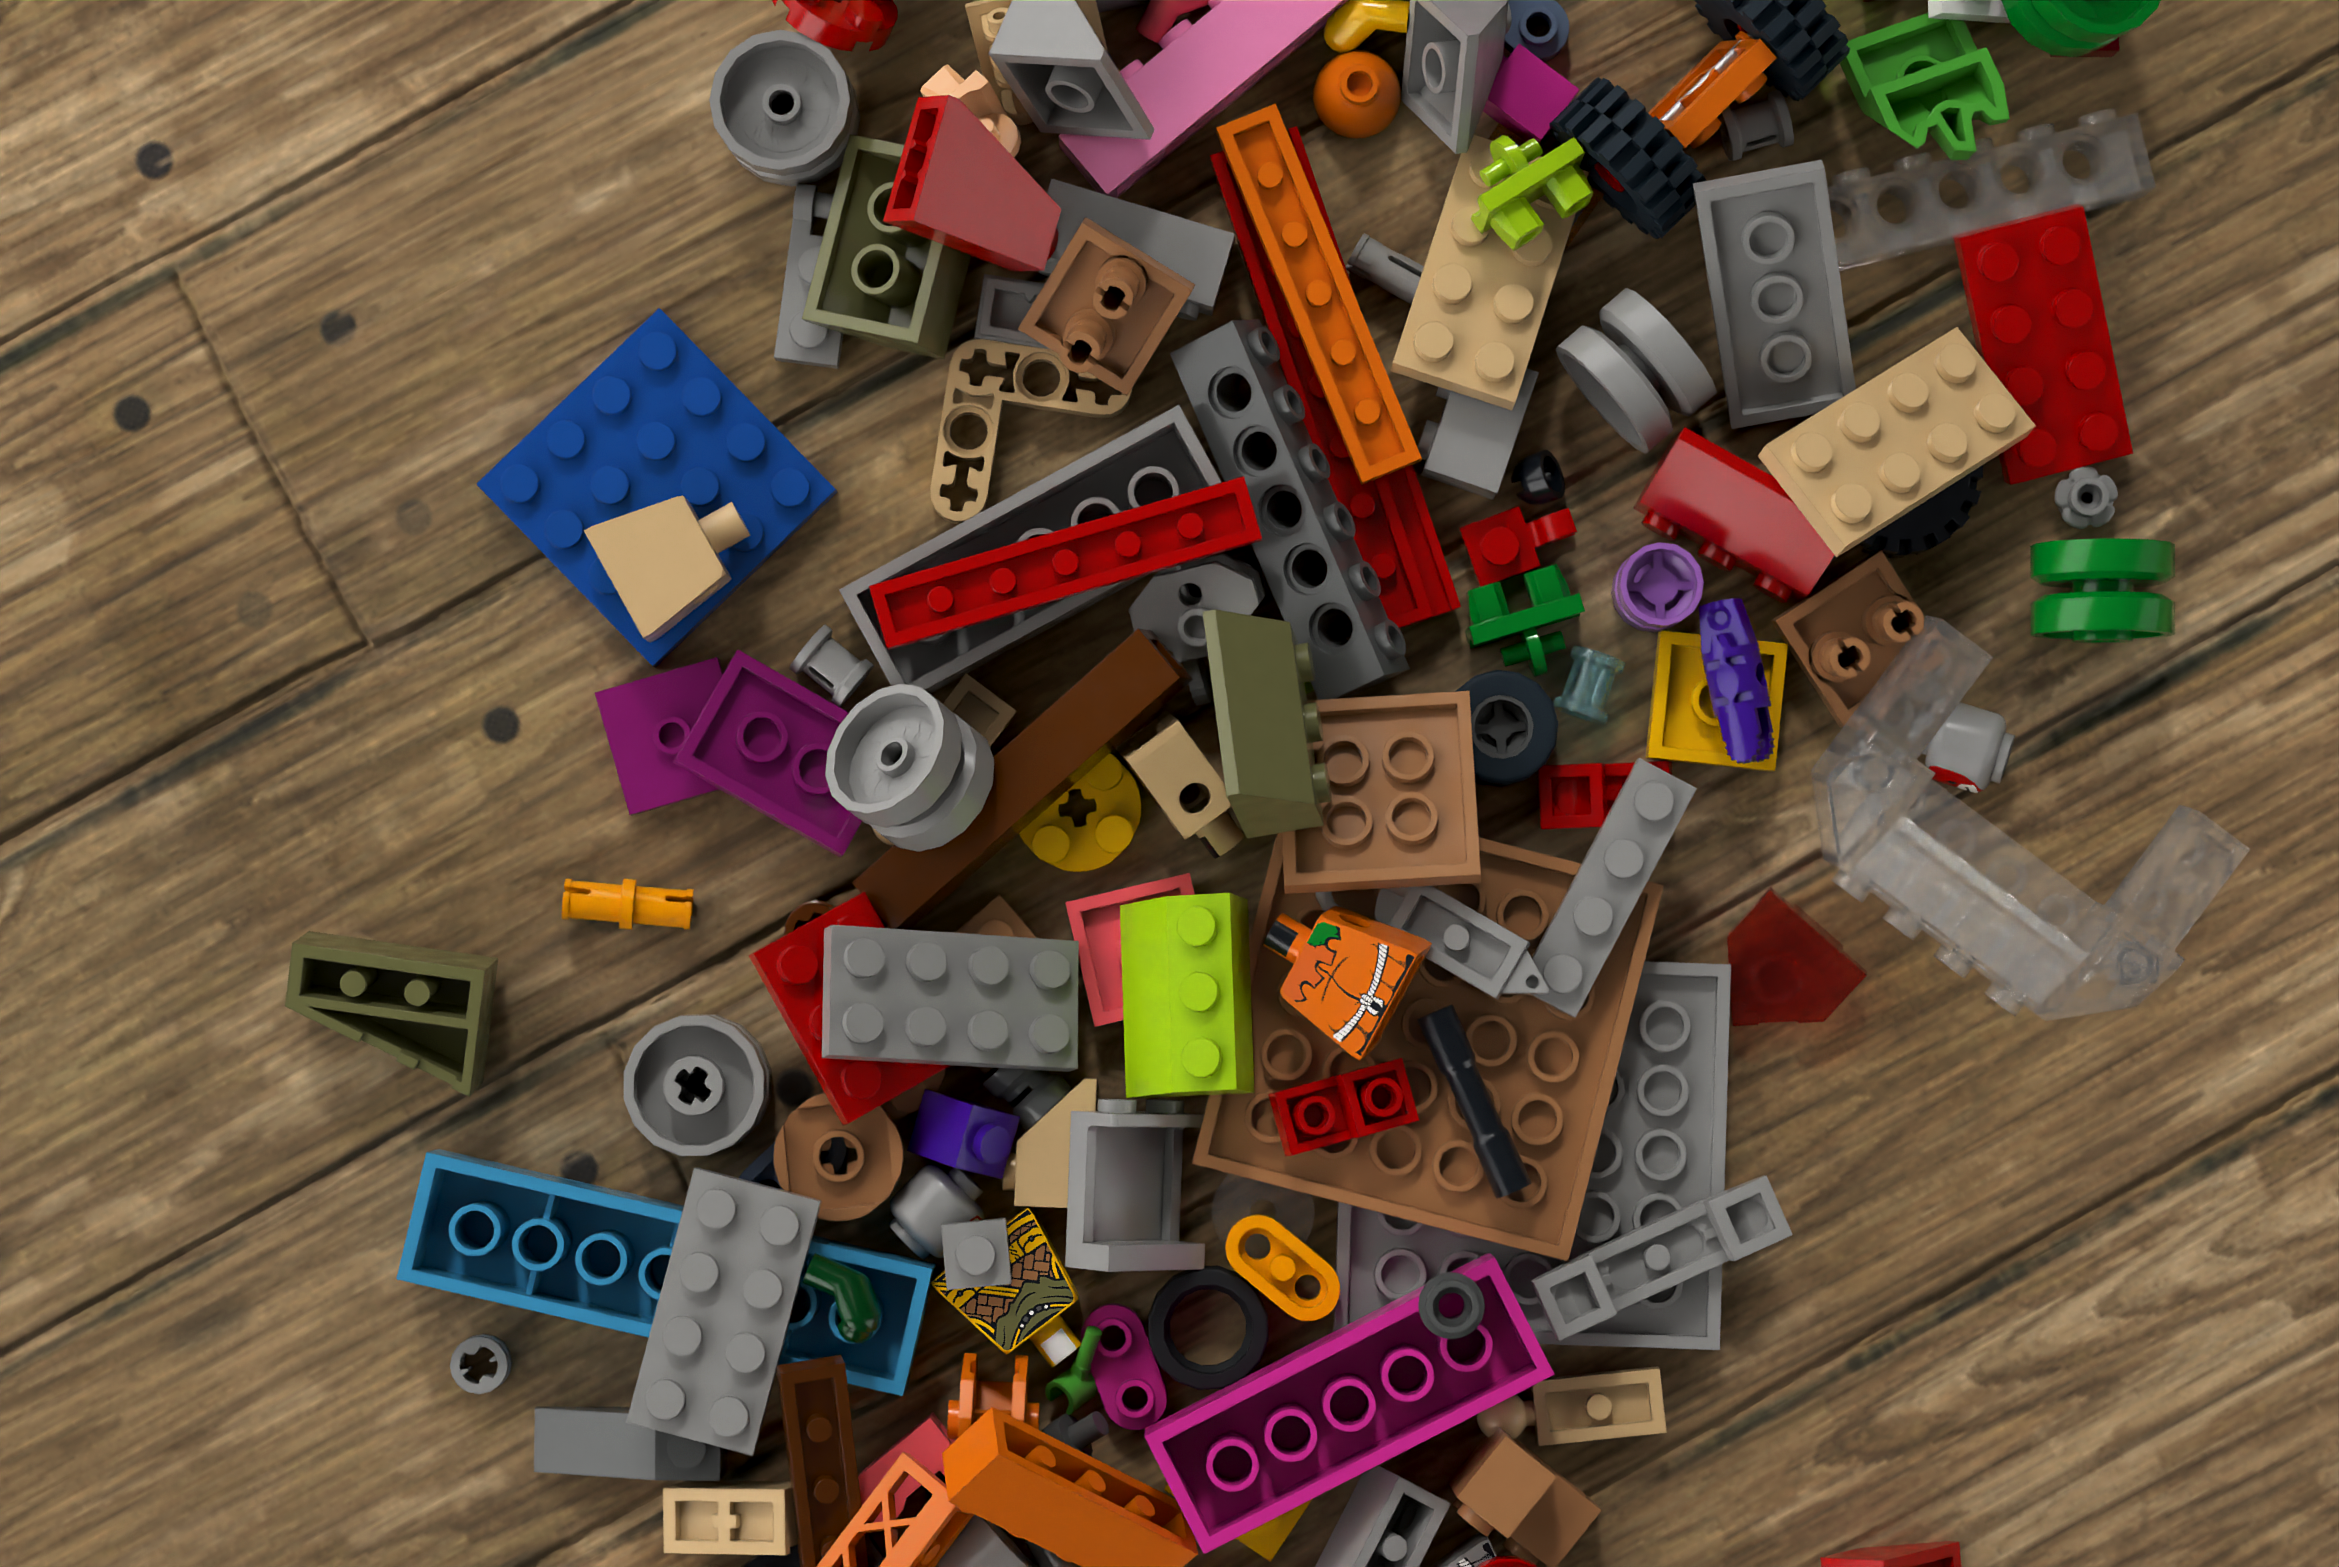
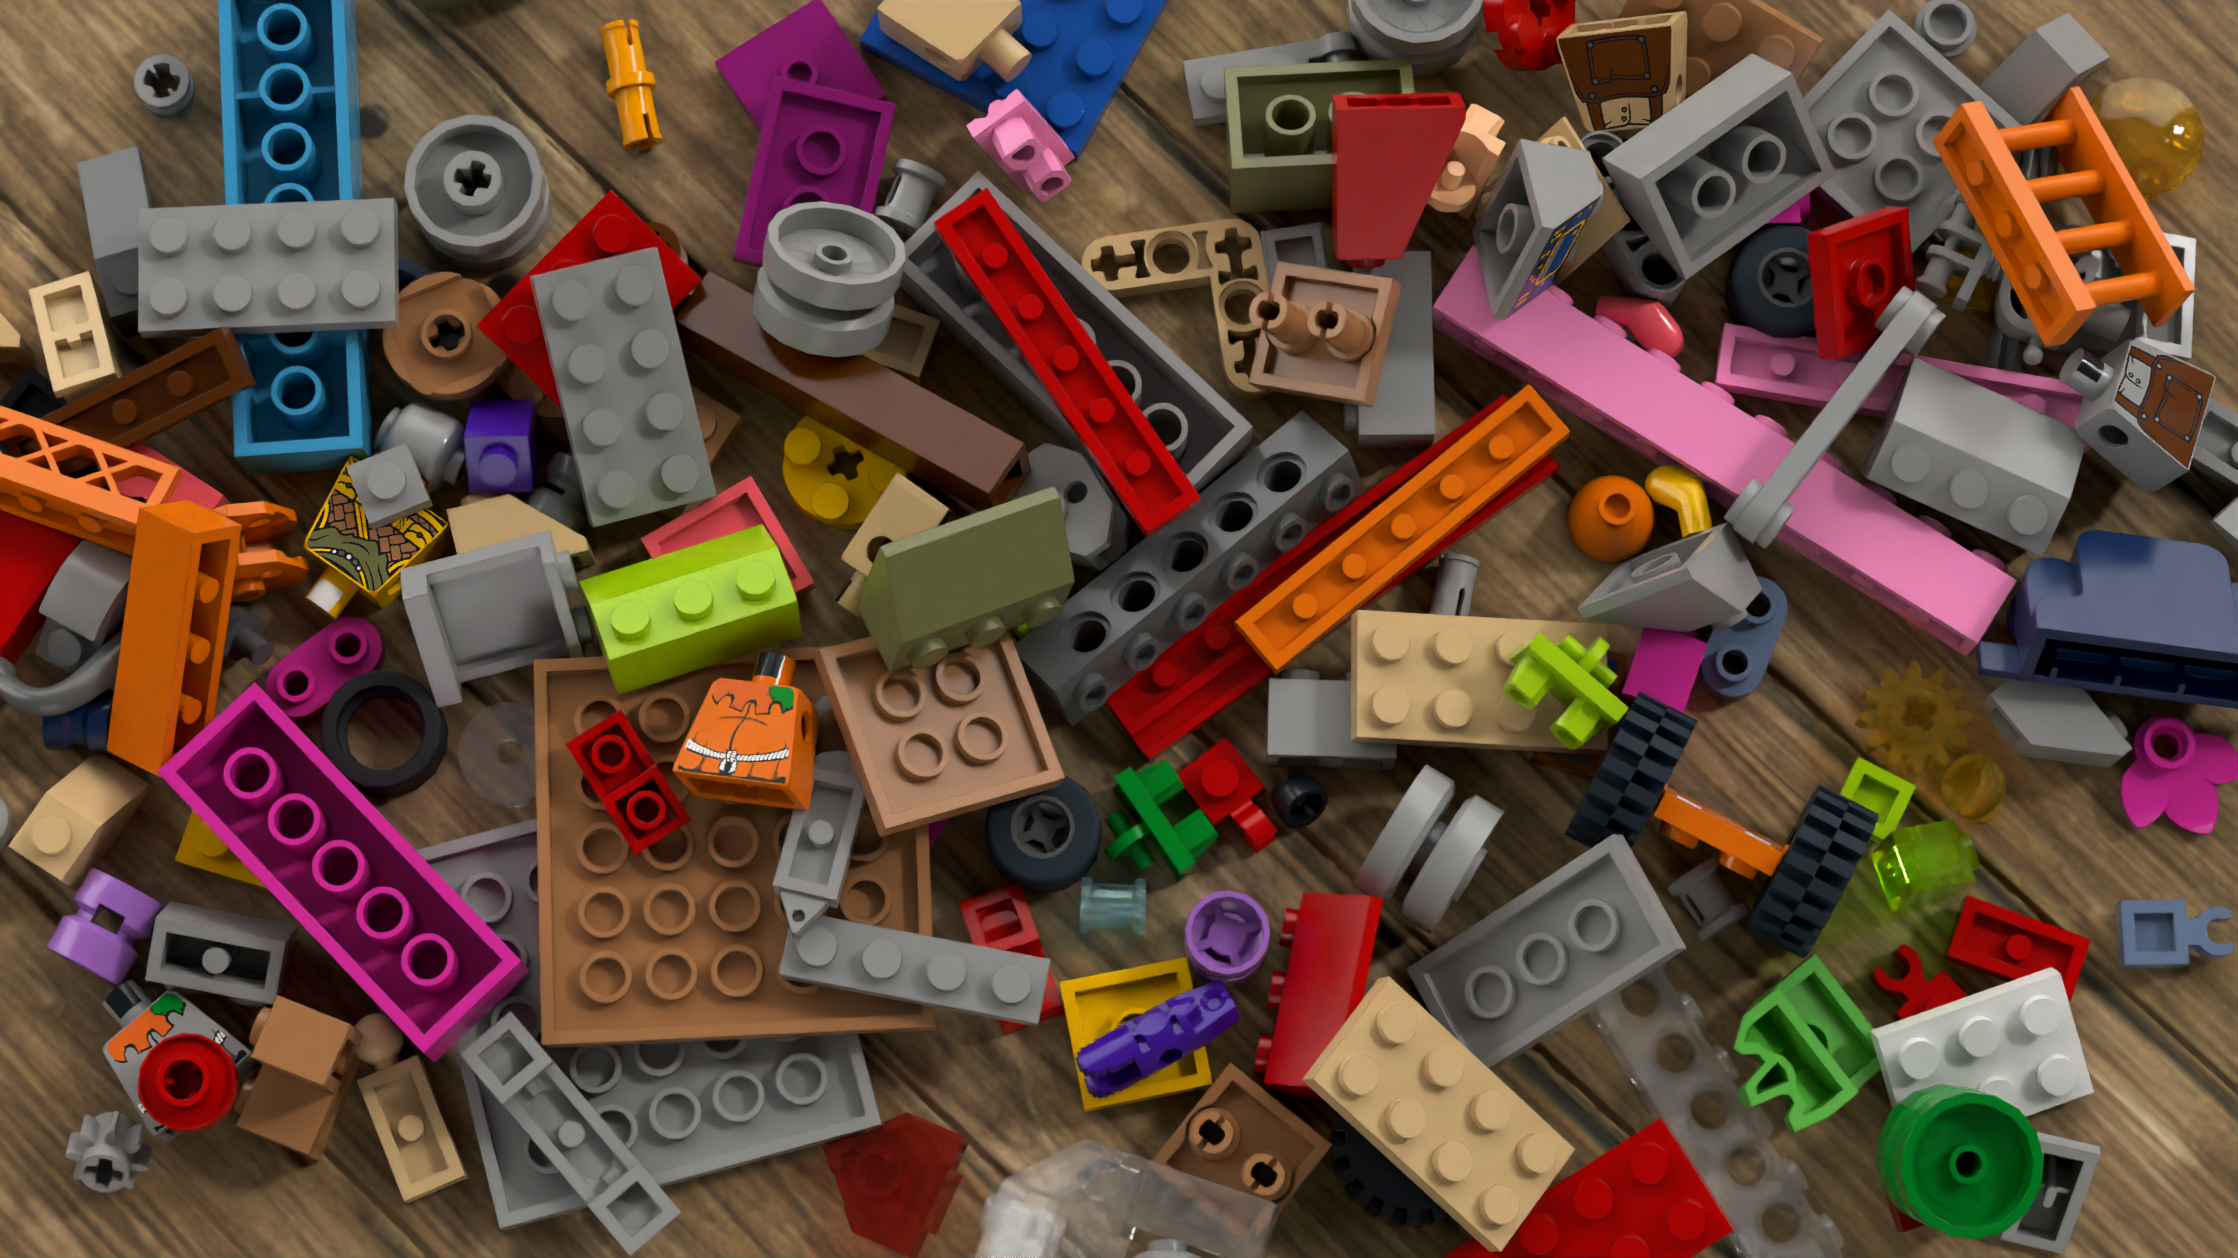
camera: 75 degrees right, 10 degrees down
(818, 538) = (1024, 146): none -> bright pink hips
(852, 1294) = (316, 377): dark green arm -> none
(1077, 1380) = (295, 627): bright green hand -> none
(1282, 1267) = (457, 781): light orange plate -> none
(1466, 1320) = (449, 912): dark grey plate -> none
(1490, 1138) = (701, 876): black piece -> none

